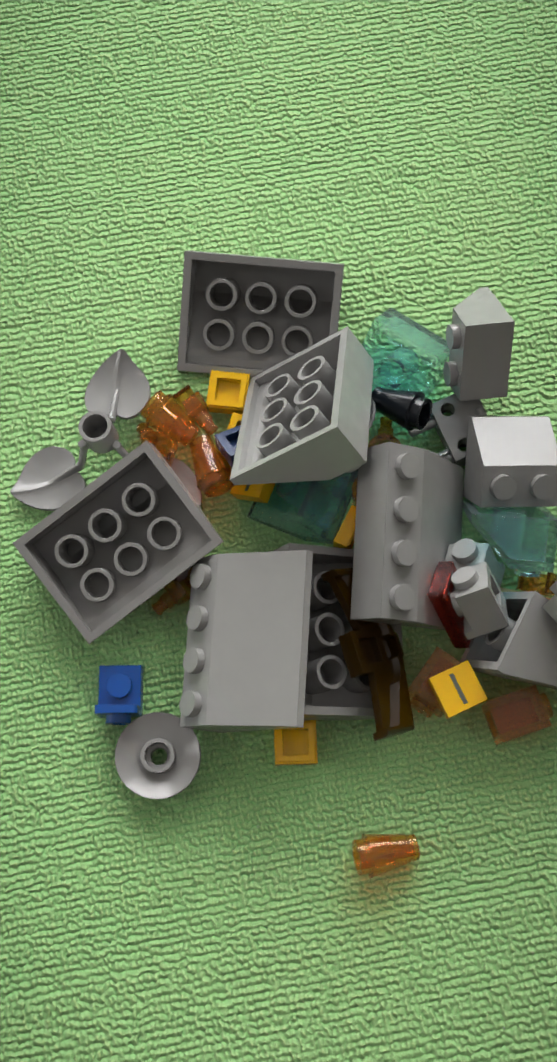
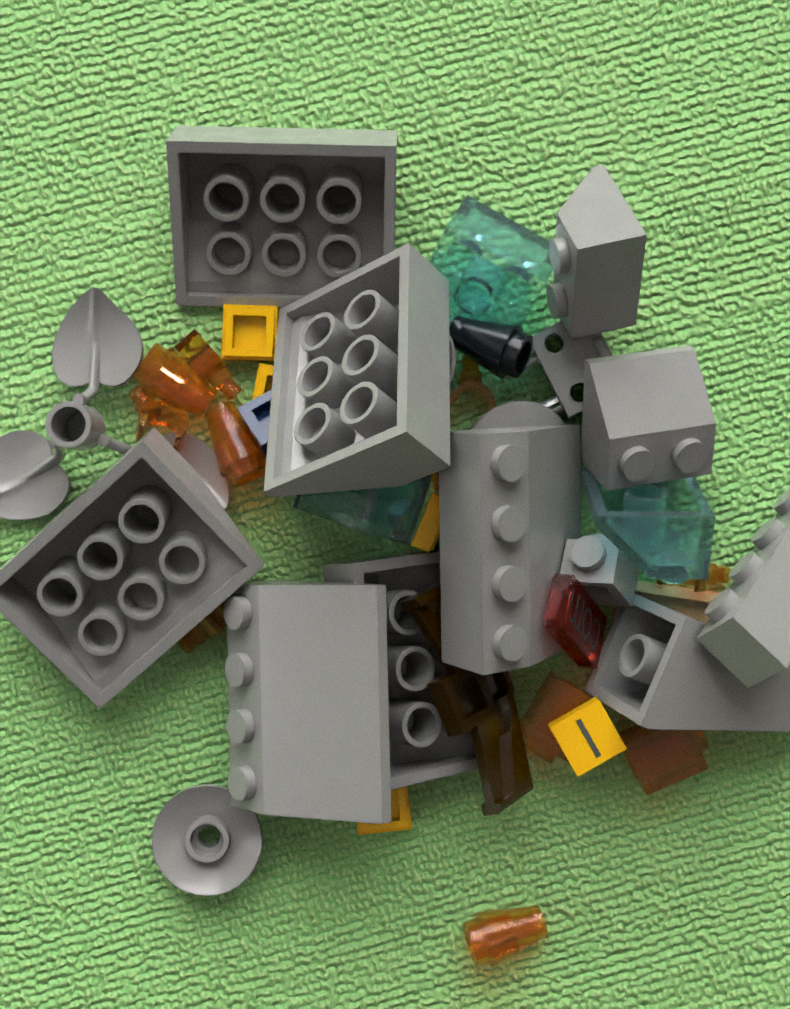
camera: 15 degrees left, 15 degrees up
(120, 693) = (150, 762): blue bracket -> none
(478, 600) = (611, 625): light grey brick -> none

